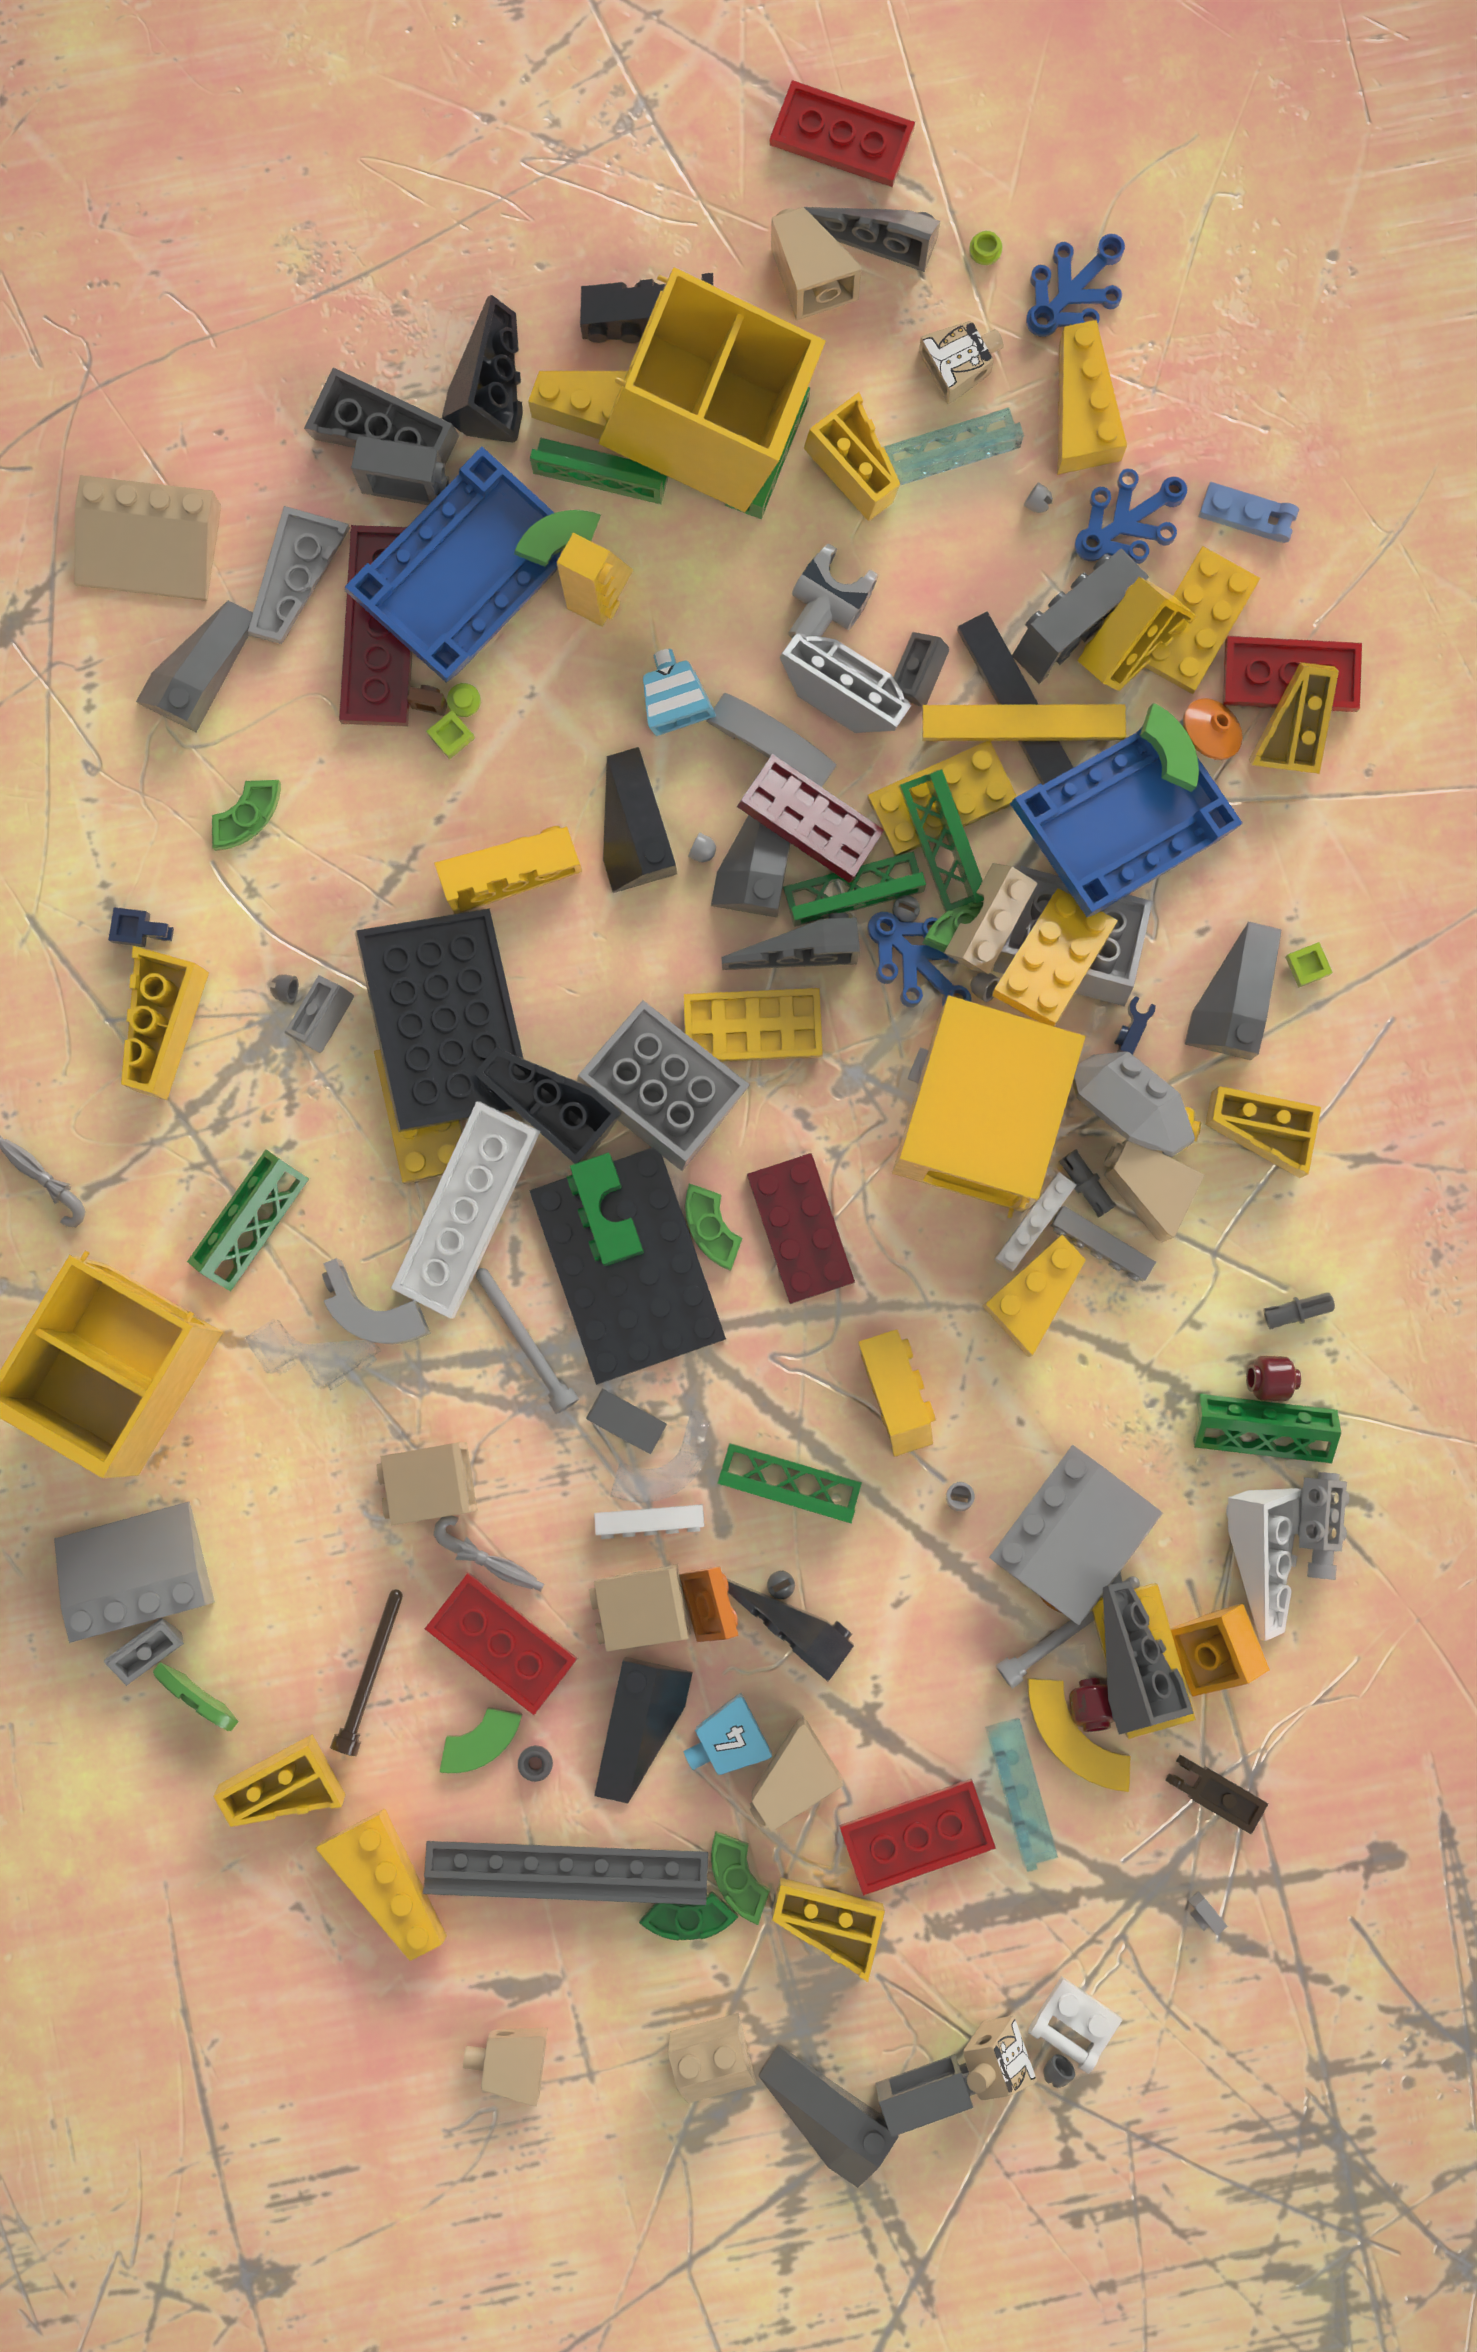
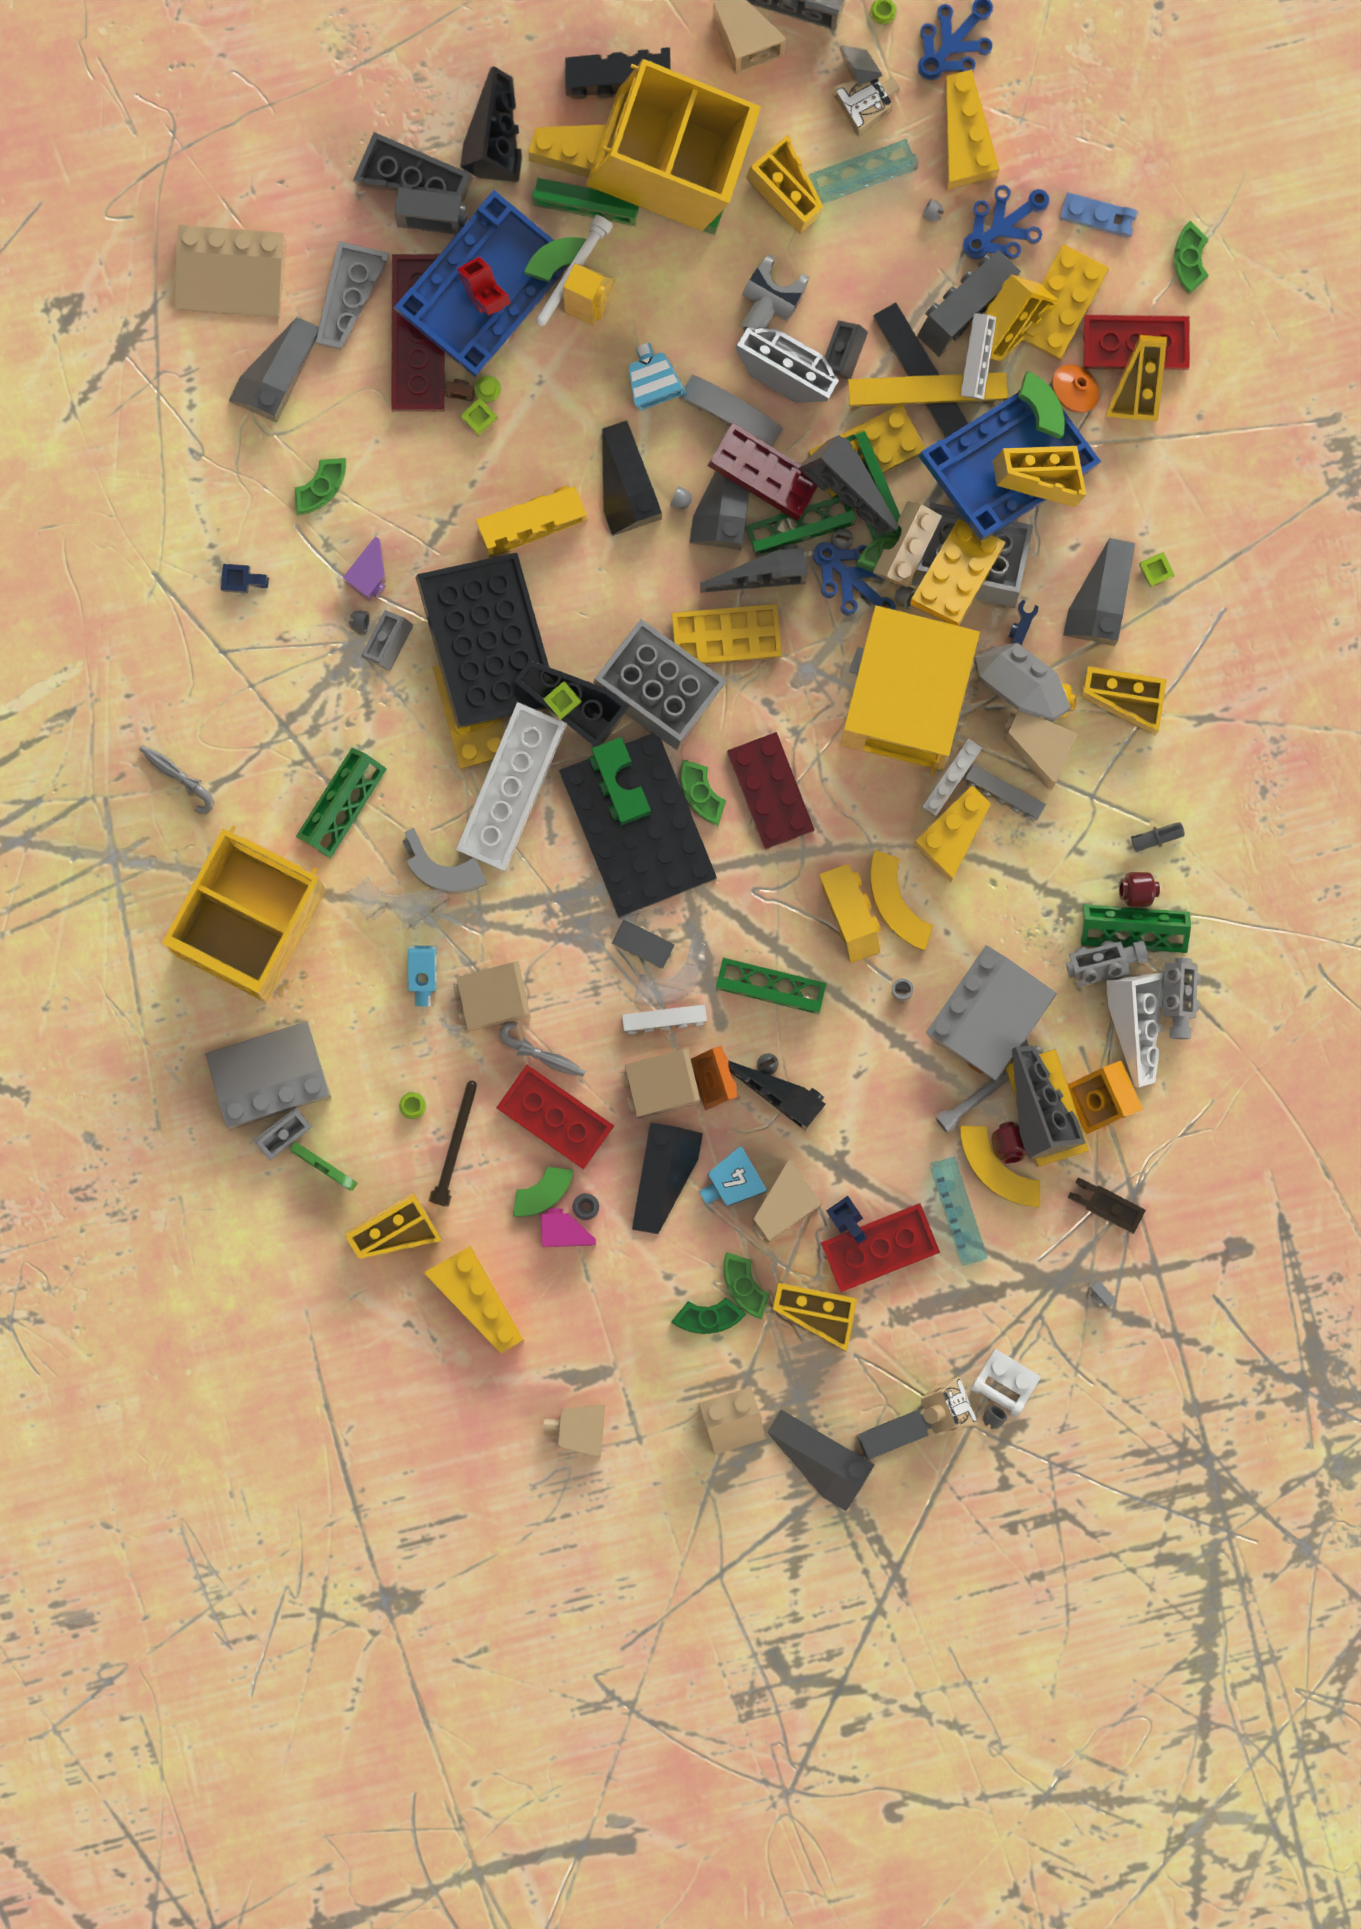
camera: 10 degrees left, 0 degrees up
(159, 1019) = (265, 648): yellow wedge -> none
(298, 924) = (367, 572): none -> medium lavender slope
(317, 1619) = (412, 1105): none -> lime plate
(338, 1432) = (422, 960): none -> medium azure torso
(459, 566) = (481, 287): none -> red brick
(504, 1796) = (563, 1230): none -> dark pink slope
(534, 1102) = (562, 700): none -> lime plate
(560, 1395) = (590, 926): light grey piece -> none
(566, 1872) = (614, 1286): dark grey plate -> none
(613, 500) = (599, 228): none -> white piece
(874, 1795) = (846, 1217): none -> dark blue plate
(911, 822) = (843, 472): none -> dark grey wedge
(950, 1383) = (891, 904): none -> yellow tile
(953, 310) = (860, 64): none -> dark grey slope
(1087, 1183) = (991, 746): dark grey pin -> none
(1092, 680) = (978, 356): none -> white piece
(1169, 832) = (1042, 472): none -> yellow wedge
(1225, 1472) = (1104, 962): none -> light grey brick
(1360, 571) = (1188, 257): none -> bright green tile

